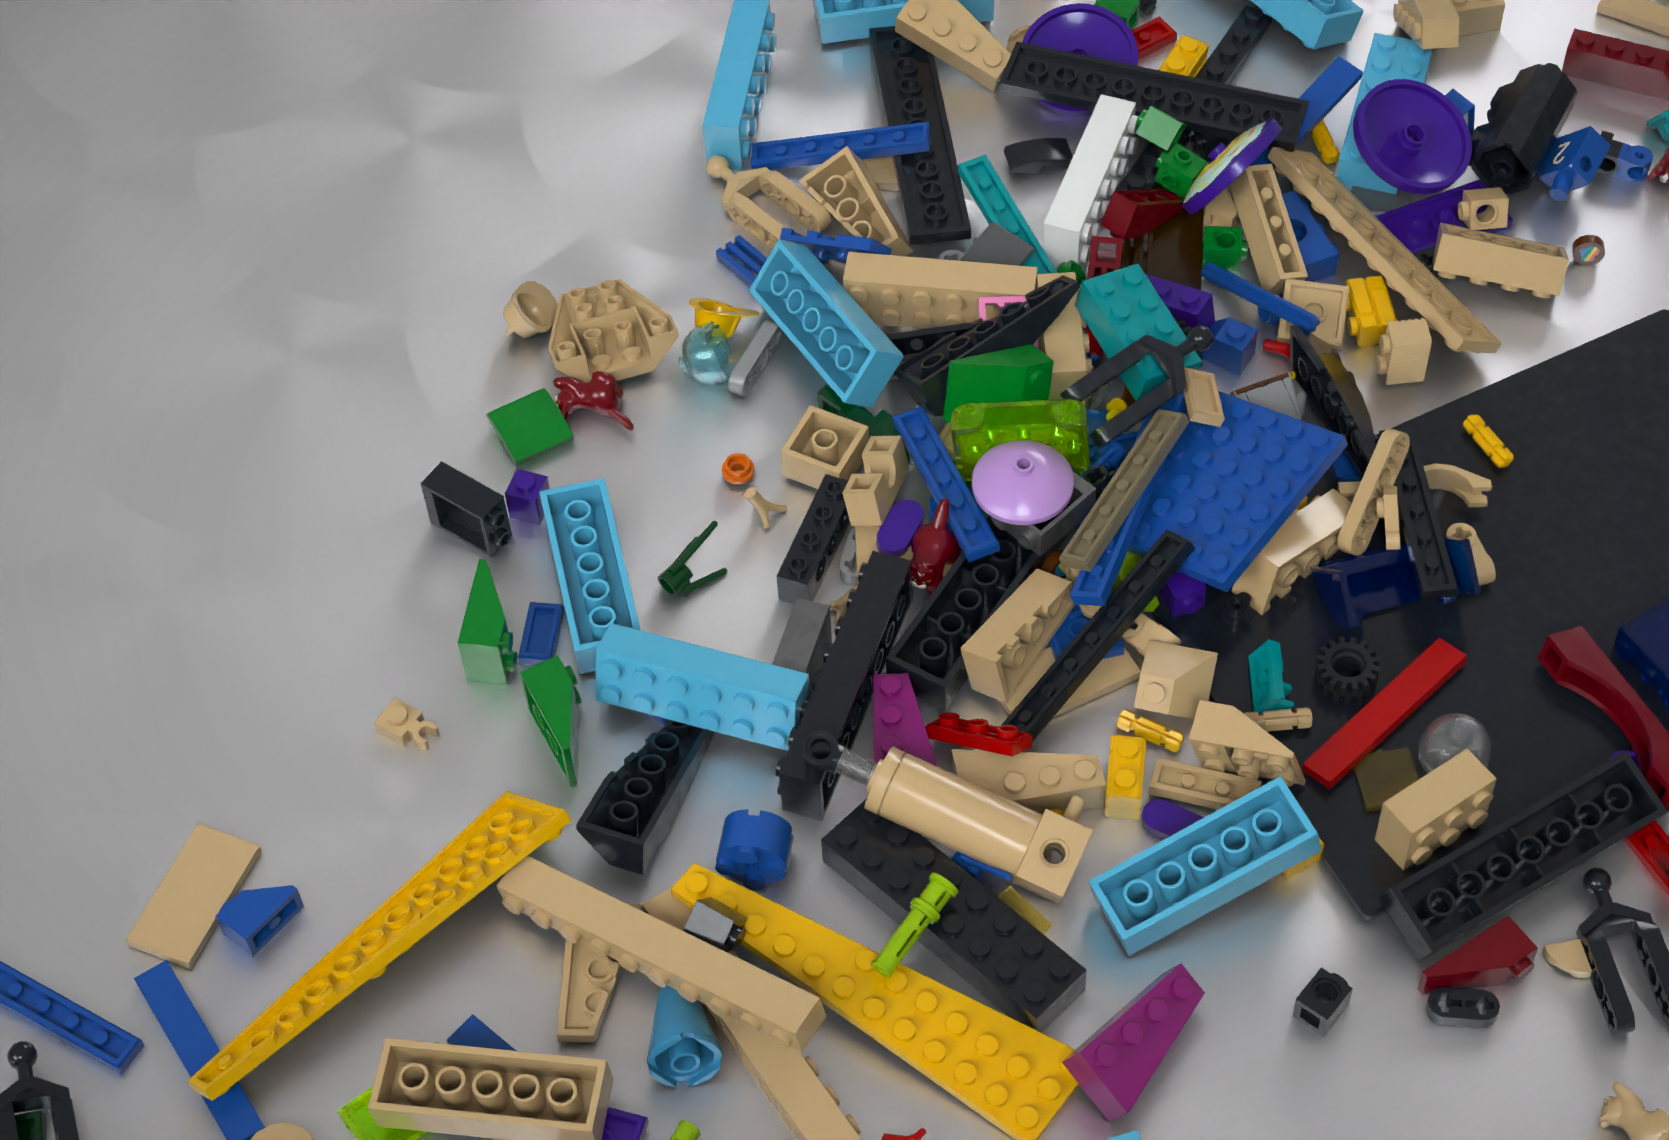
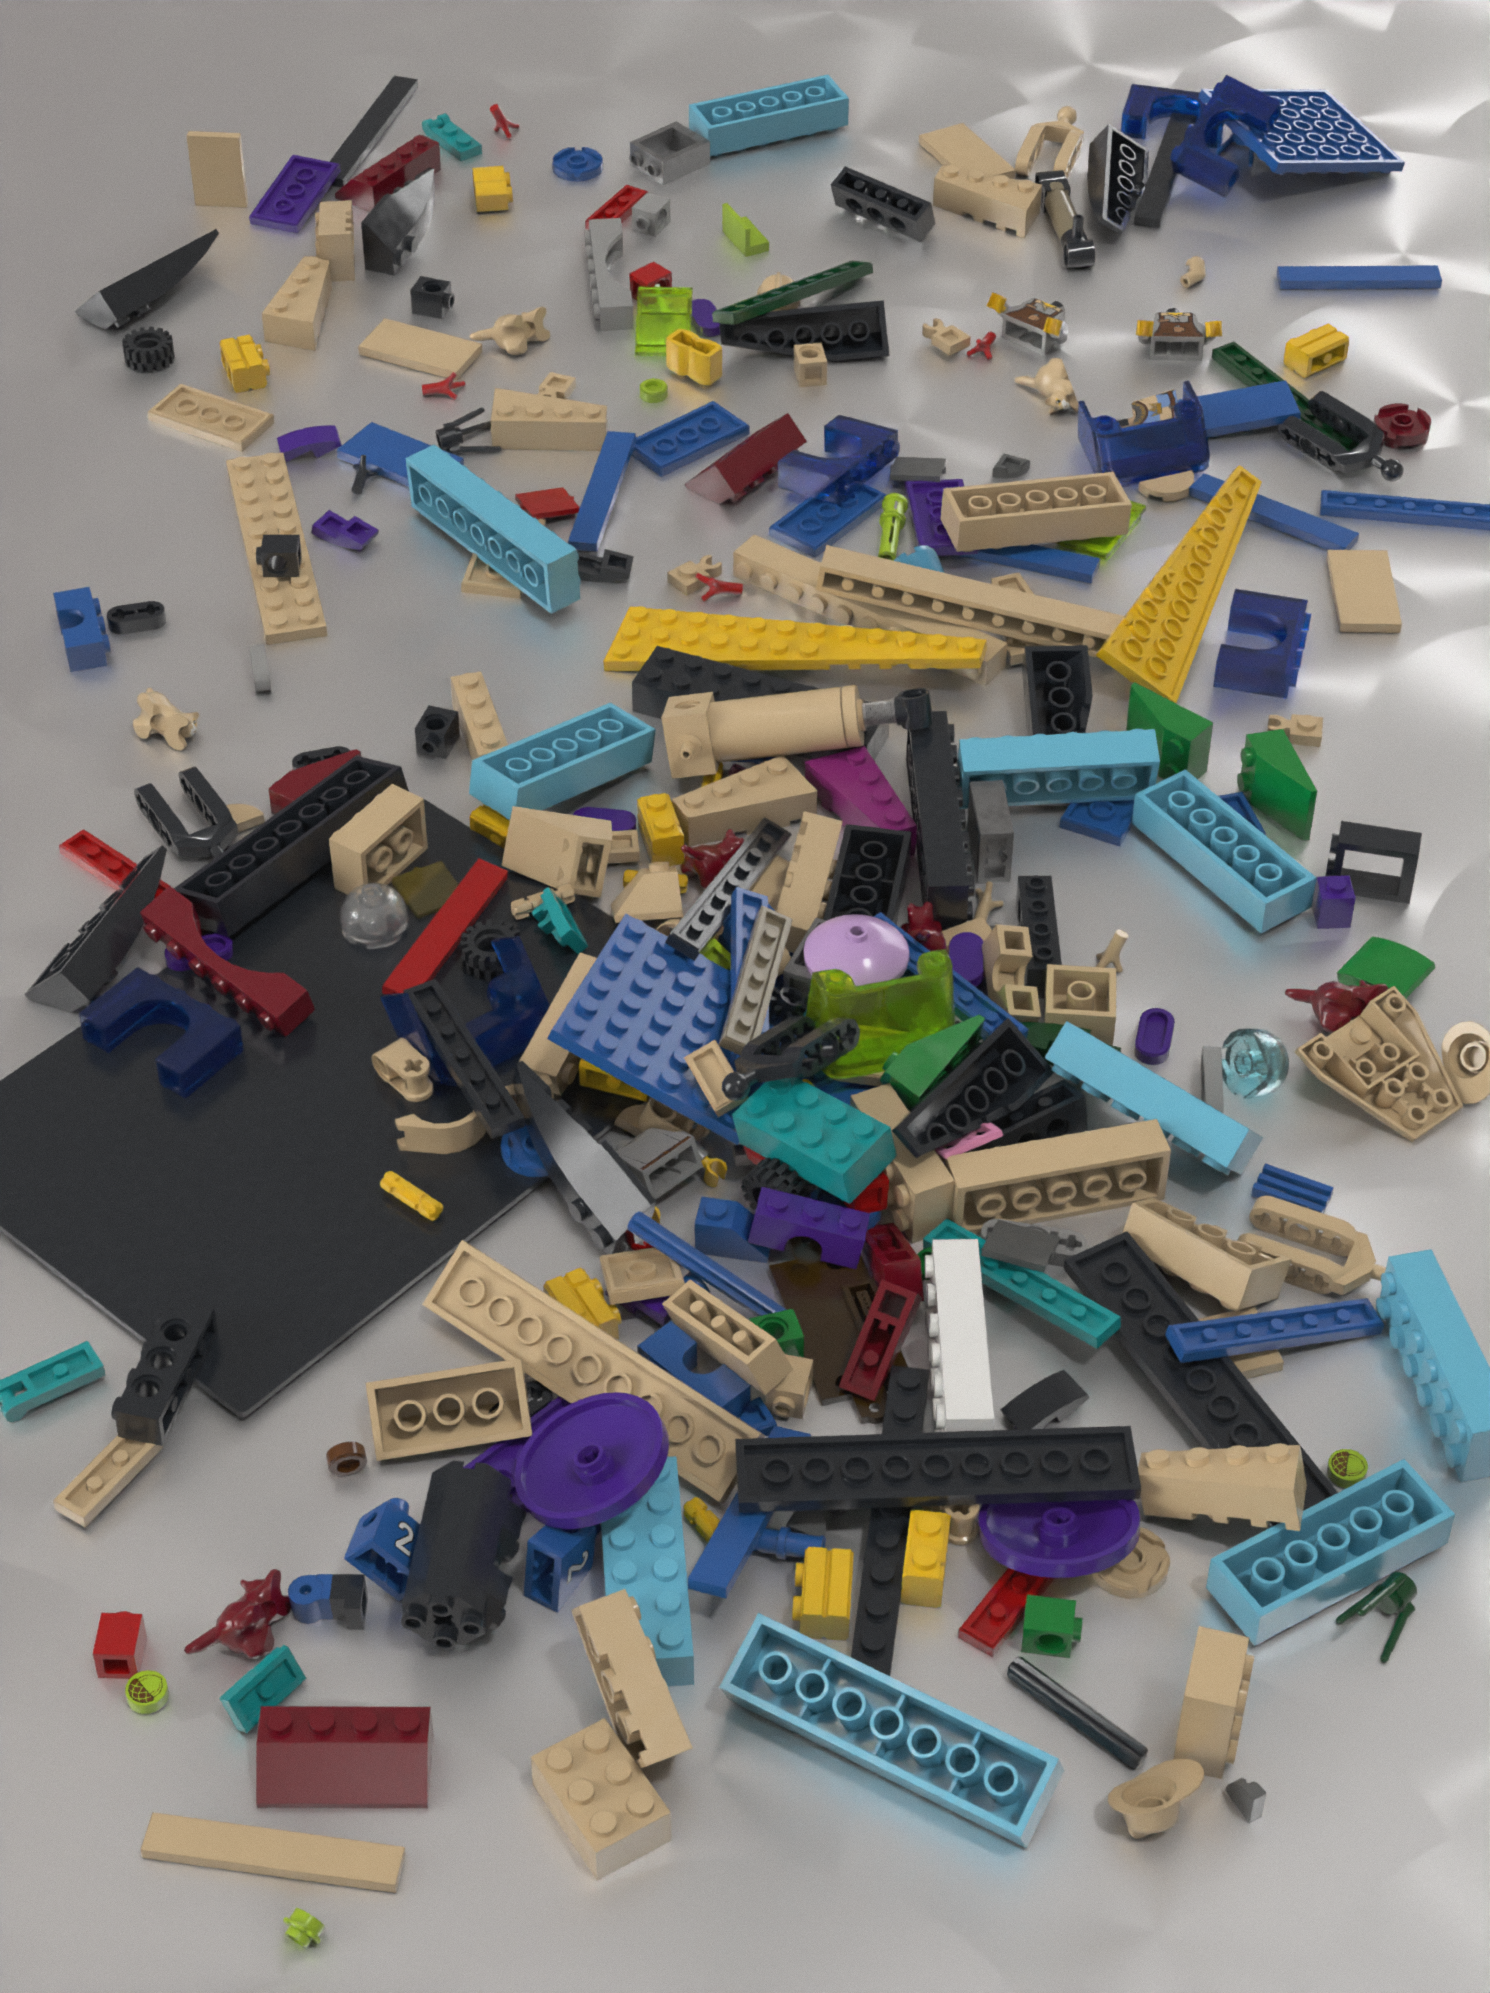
camera: 155 degrees right, 10 degrees down
(258, 915) = (1304, 577): blue slope -> none
(375, 797) = (1264, 670): none -> clear blue arch
(678, 575) = (1147, 883): dark green plant -> none
(716, 924) = (932, 617): brick -> none
(721, 313) = (1272, 1103): yellow piece -> none
(738, 462) = (1158, 987): orange plate -> none
(754, 848) = (948, 690): blue brick -> none
(769, 429) = (1154, 1036): none -> dark purple tile
(837, 249) = (1196, 1185): blue wing -> none
(847, 63) = (1346, 1468): none -> lime tile
(923, 911) = (776, 662): lime pin -> none
(979, 734) = (783, 806): red tile -> none
(1090, 724) = (709, 860): none -> dark red animal
(1130, 1046) = (576, 663): magenta wedge -> none
(1159, 128) = (888, 1416): brick -> none
(1178, 169) = (861, 1394): green brick -> none
(1228, 163) = (794, 1364): dark purple dish -> none
(1263, 66) = (825, 1593): none -> yellow brick
(1272, 988) = (476, 714): none -> tan brick
(1387, 462) = (510, 1055): tan beam -> none
(1388, 509) = (489, 1035): tan plate -> none
(1404, 351) = (527, 1247): tan brick -> none
(1493, 217) = (483, 1442): tan brick -> none

